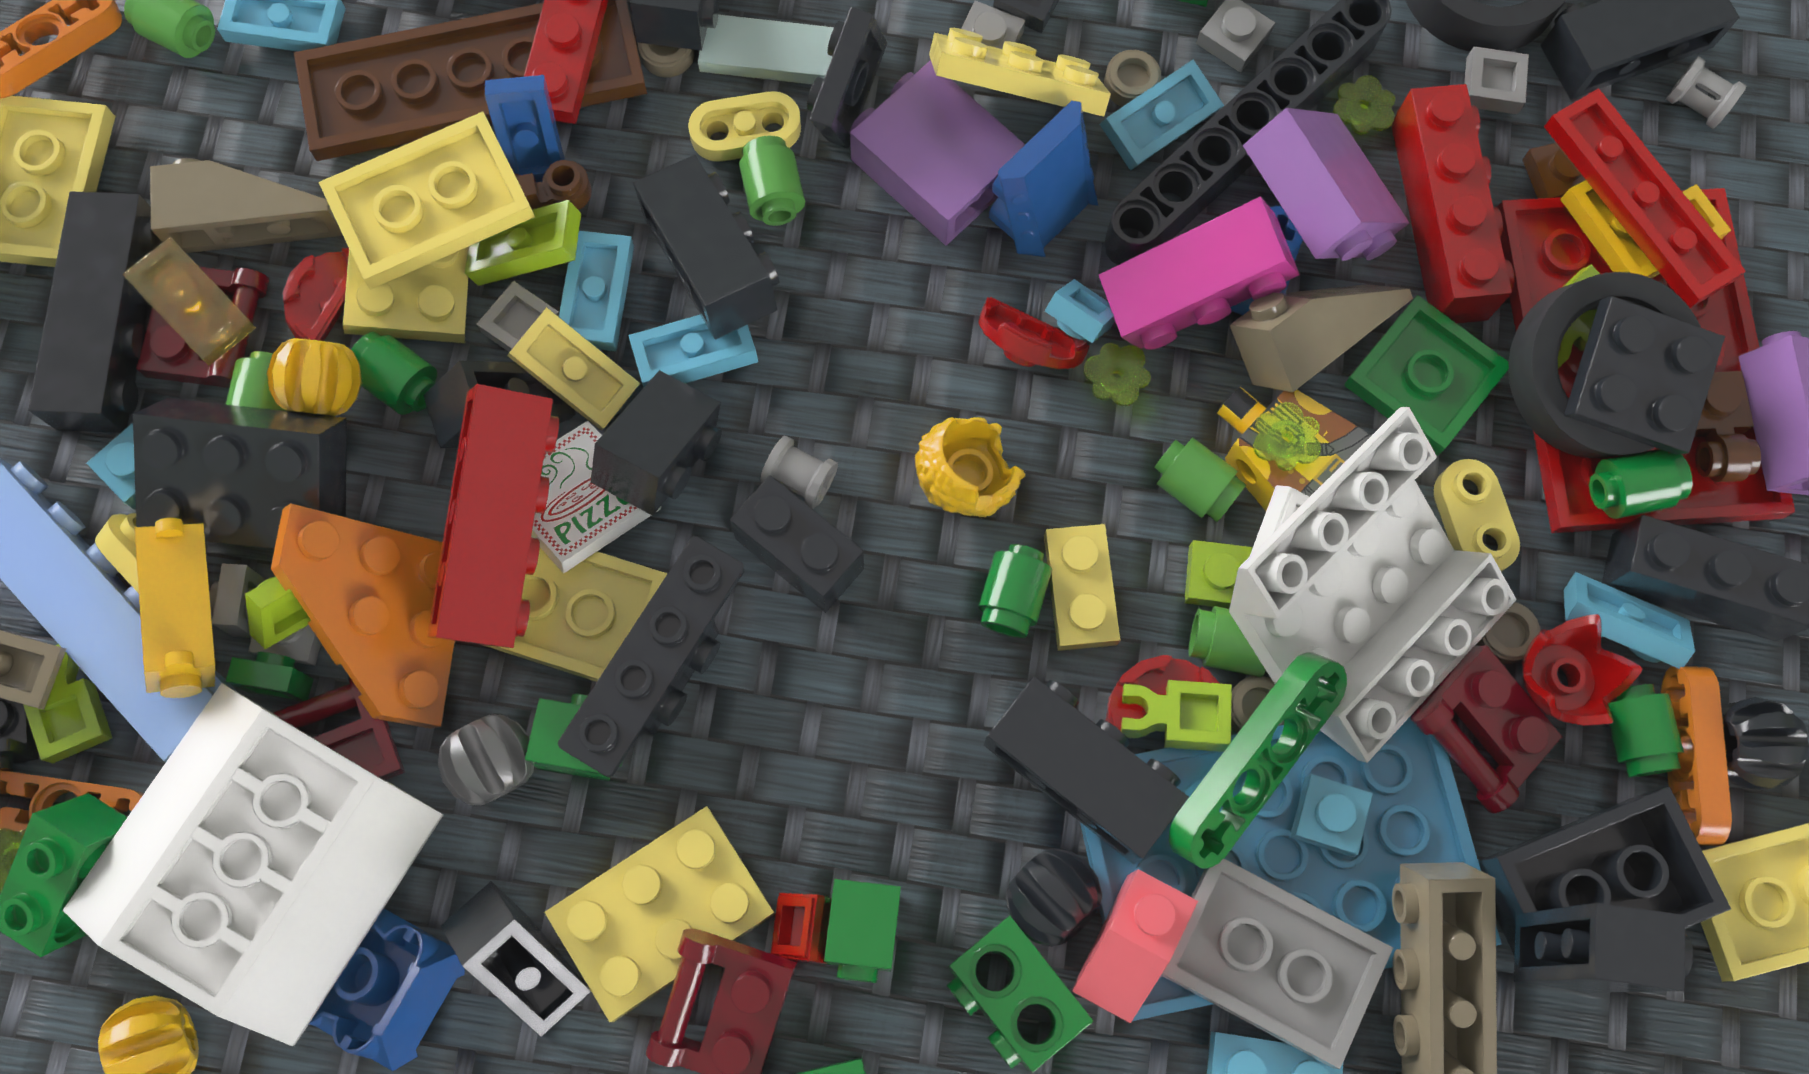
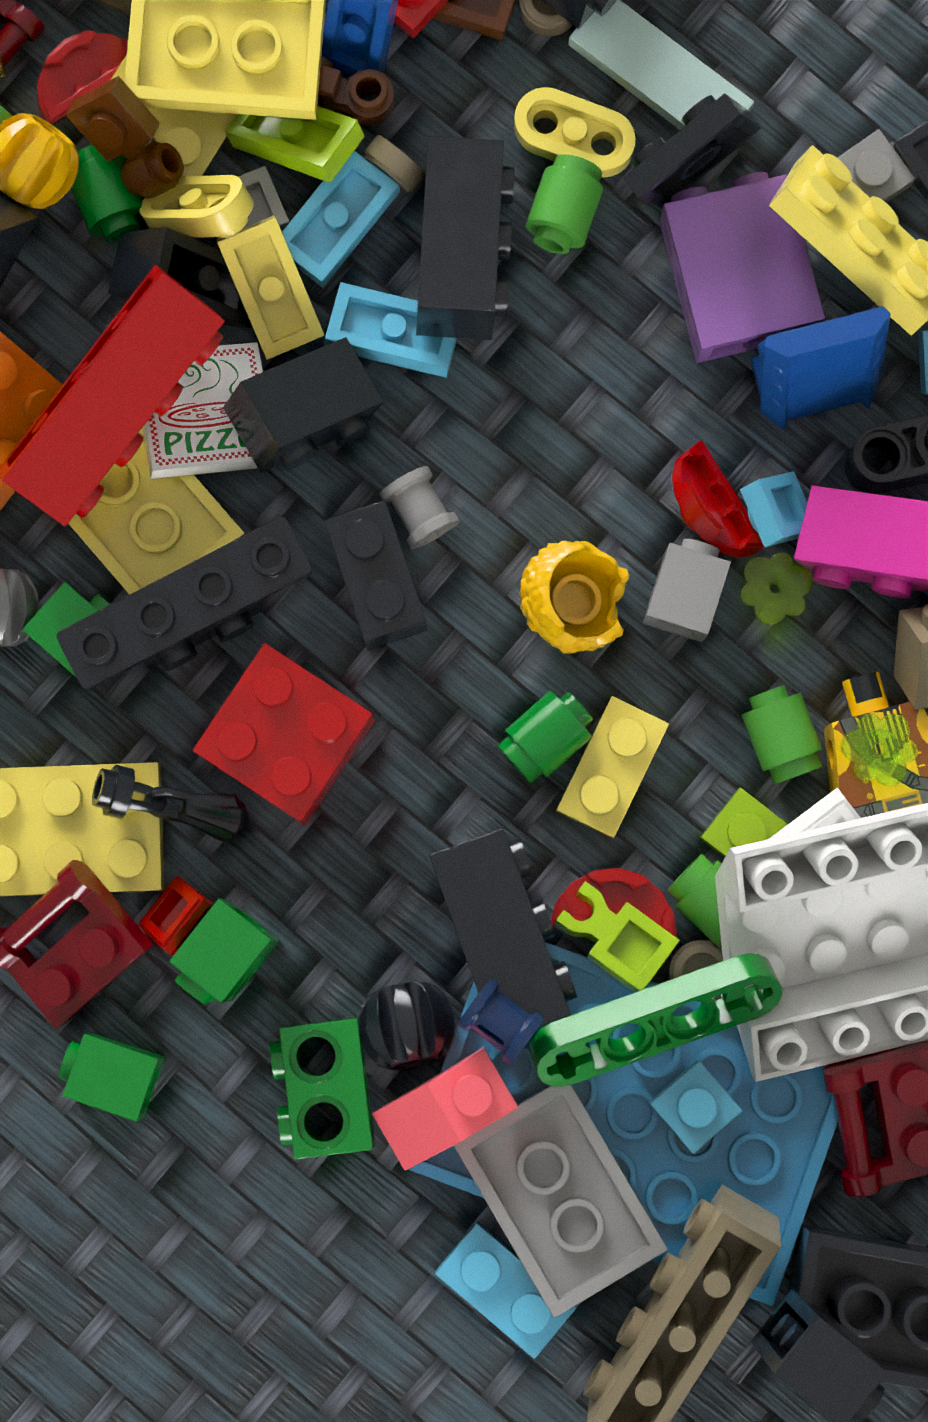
camera: 35 degrees right, 10 degrees up
(374, 304) = (121, 124): none -> reddish brown plate
(479, 333) = (201, 207): none -> light yellow plate
(617, 221) = (394, 163): none -> dark tan tile
(778, 821) = (214, 814): none -> black piece
(800, 716) = (284, 734): none -> red brick
(1052, 412) = (687, 589): none -> light grey brick
(1139, 835) = (500, 1021): none -> dark blue bush

